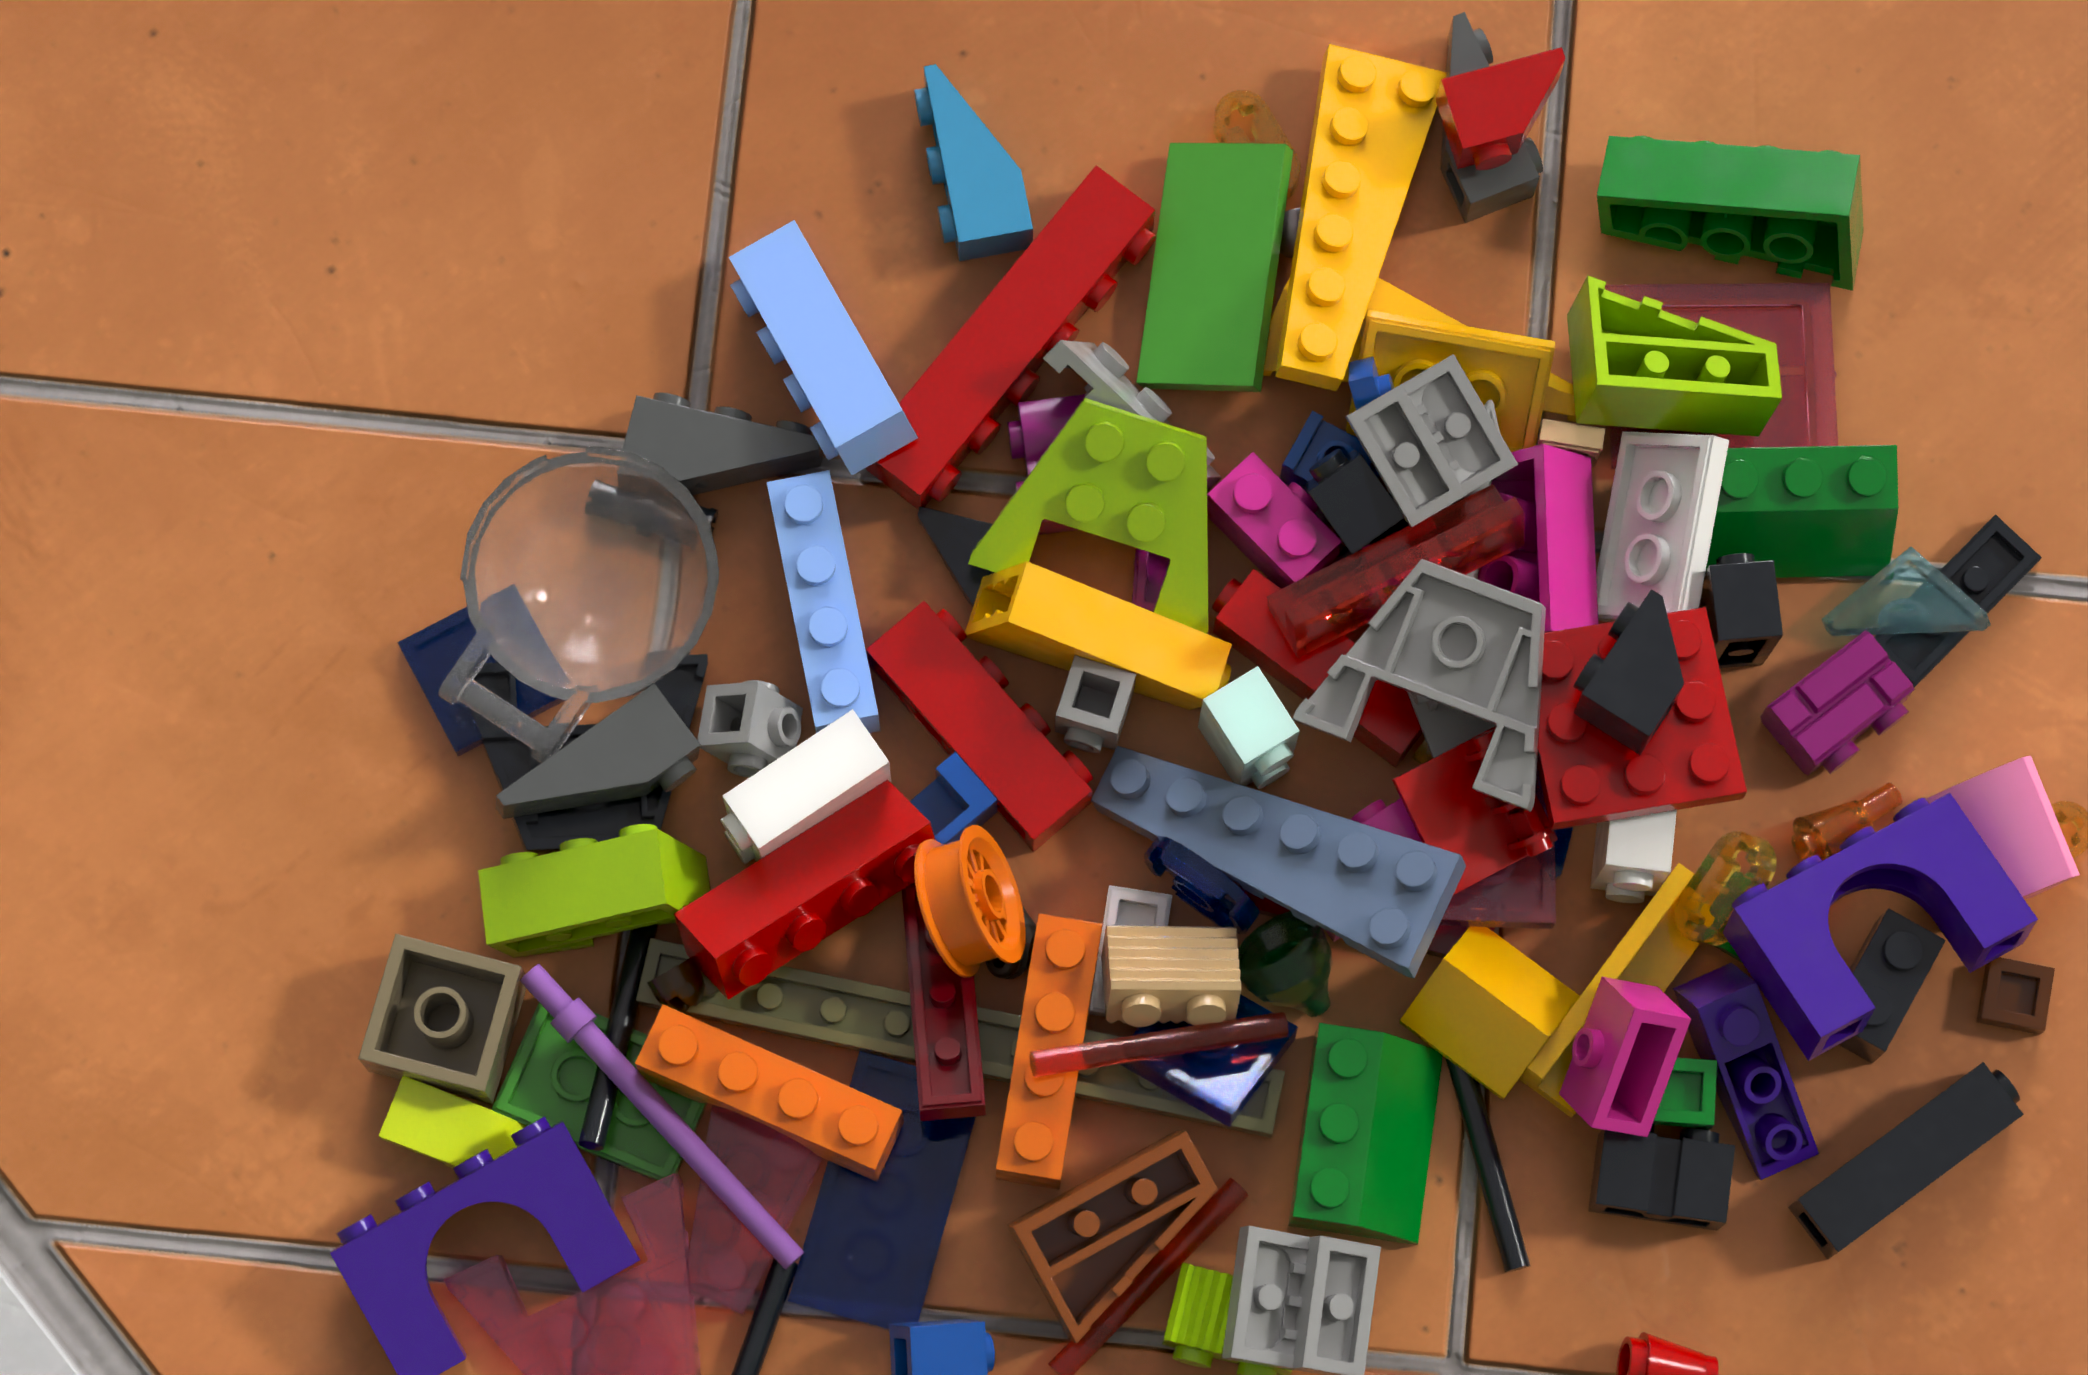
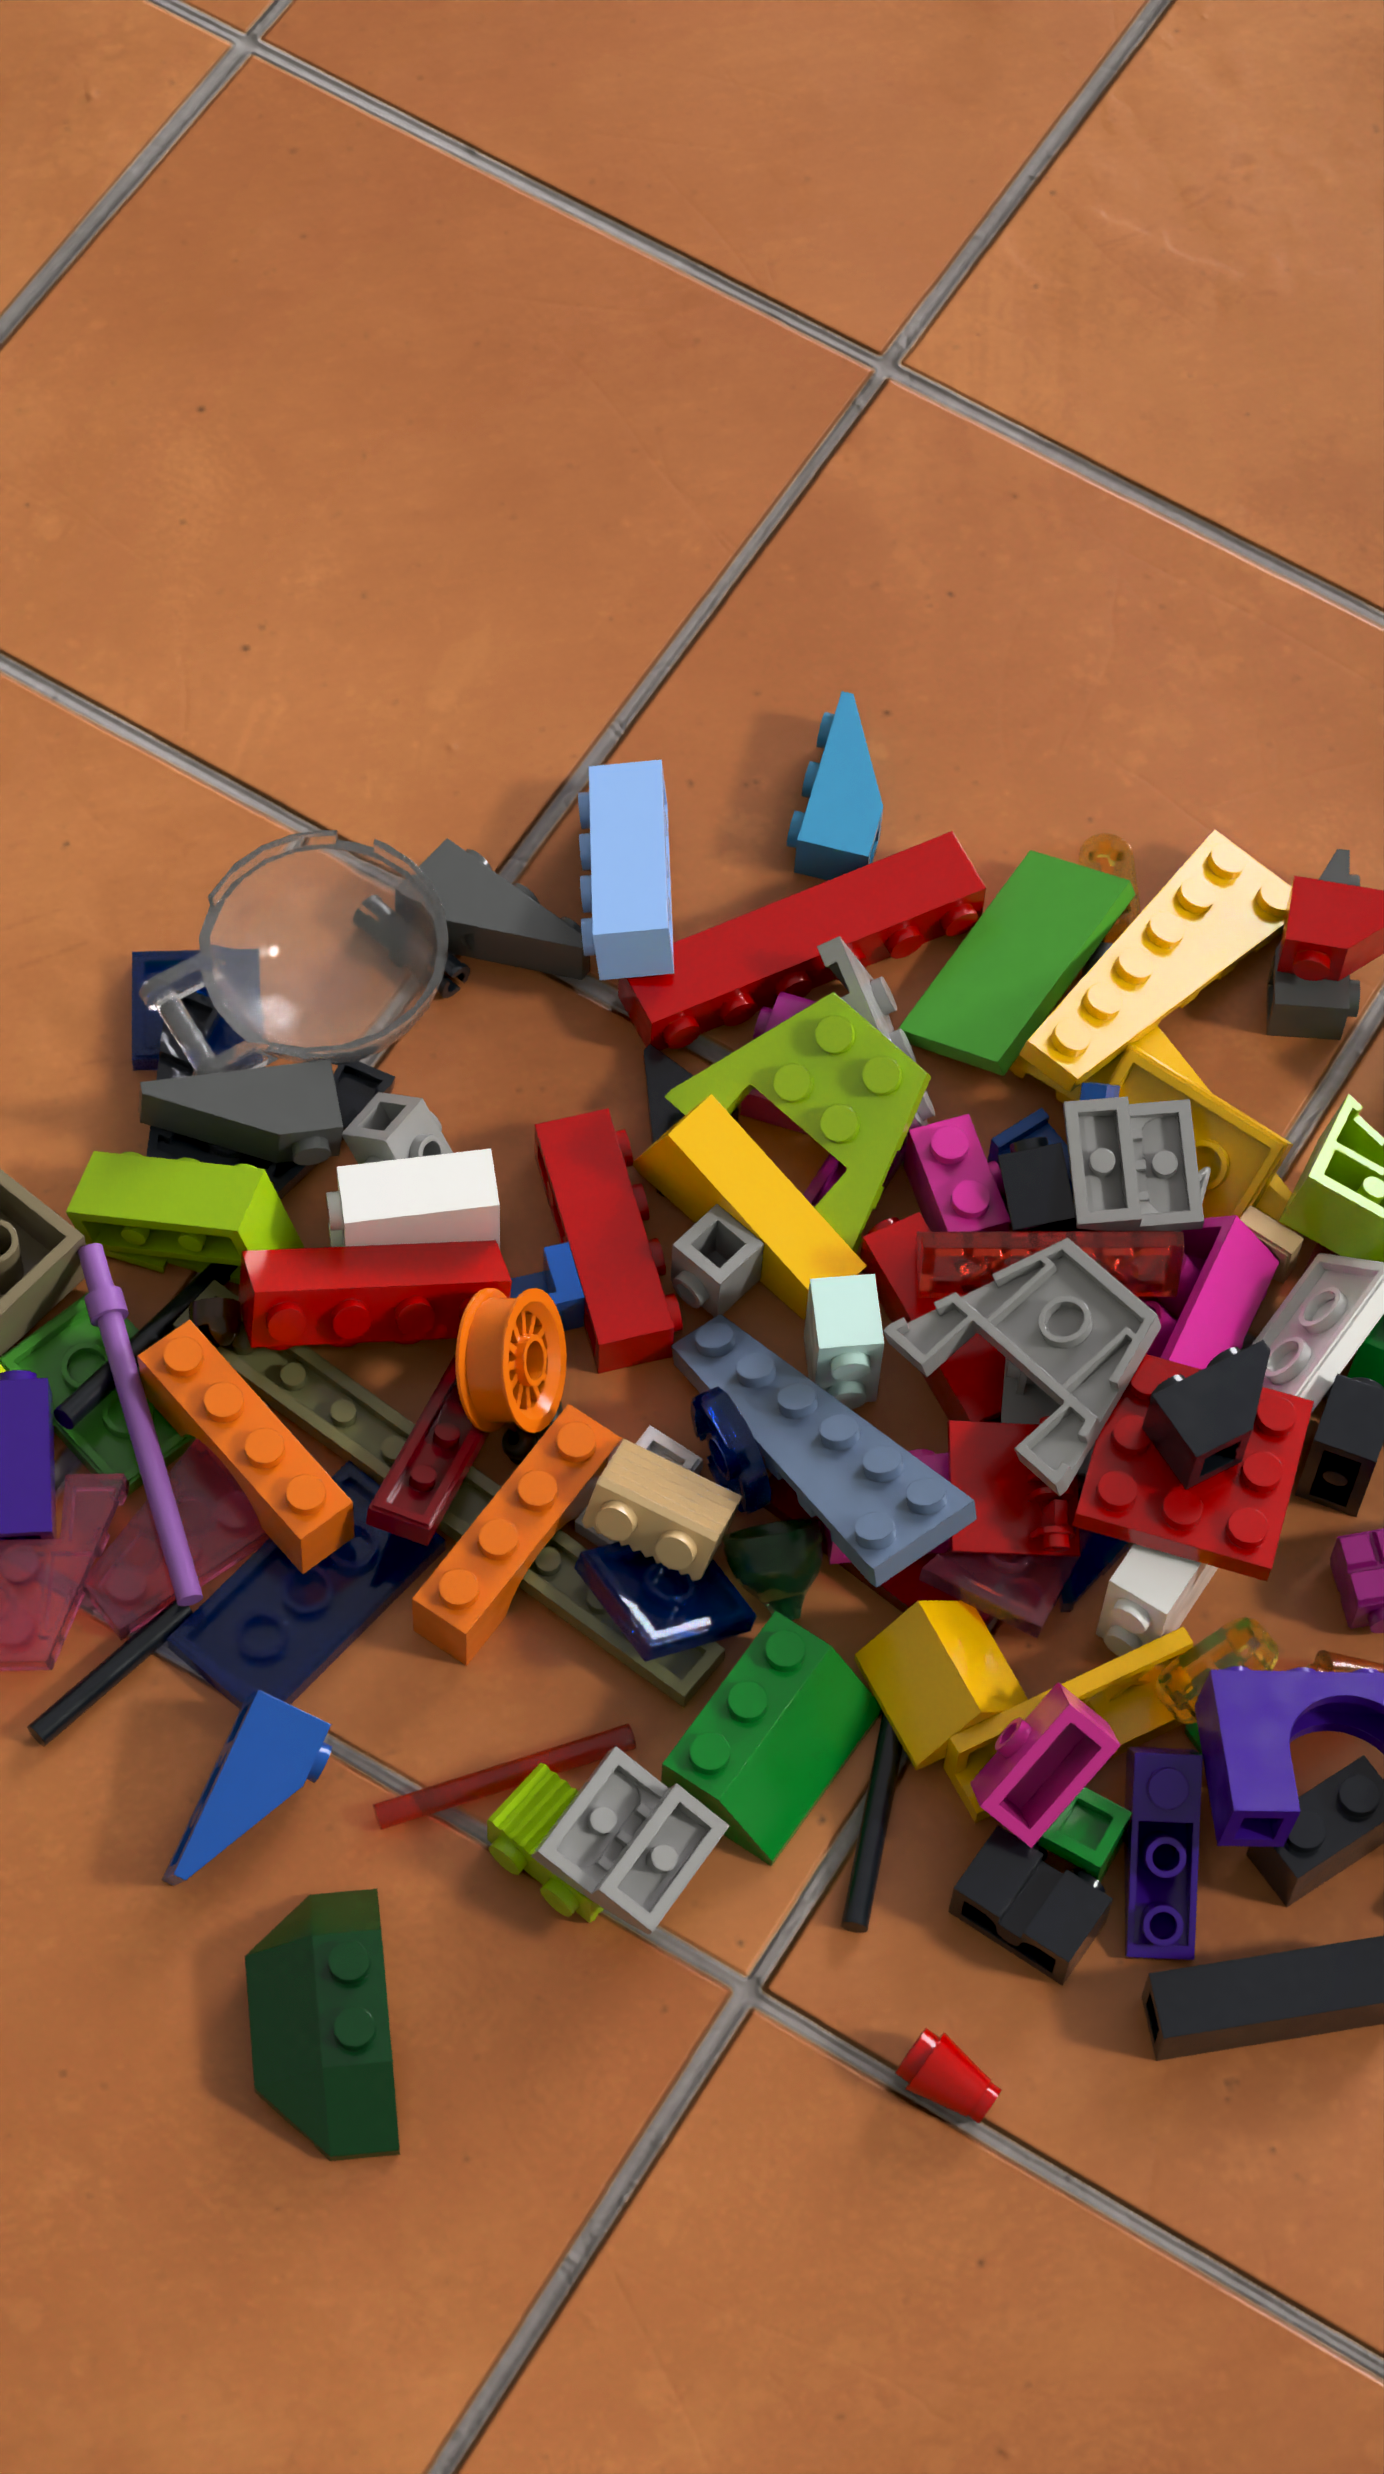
camera: 25 degrees right, 15 degrees down
(822, 599) = (523, 1068): light blue brick -> none
(1110, 1227) = (493, 1703): dark orange wedge -> none
(1158, 1044) = (618, 1559): clear red bar -> none

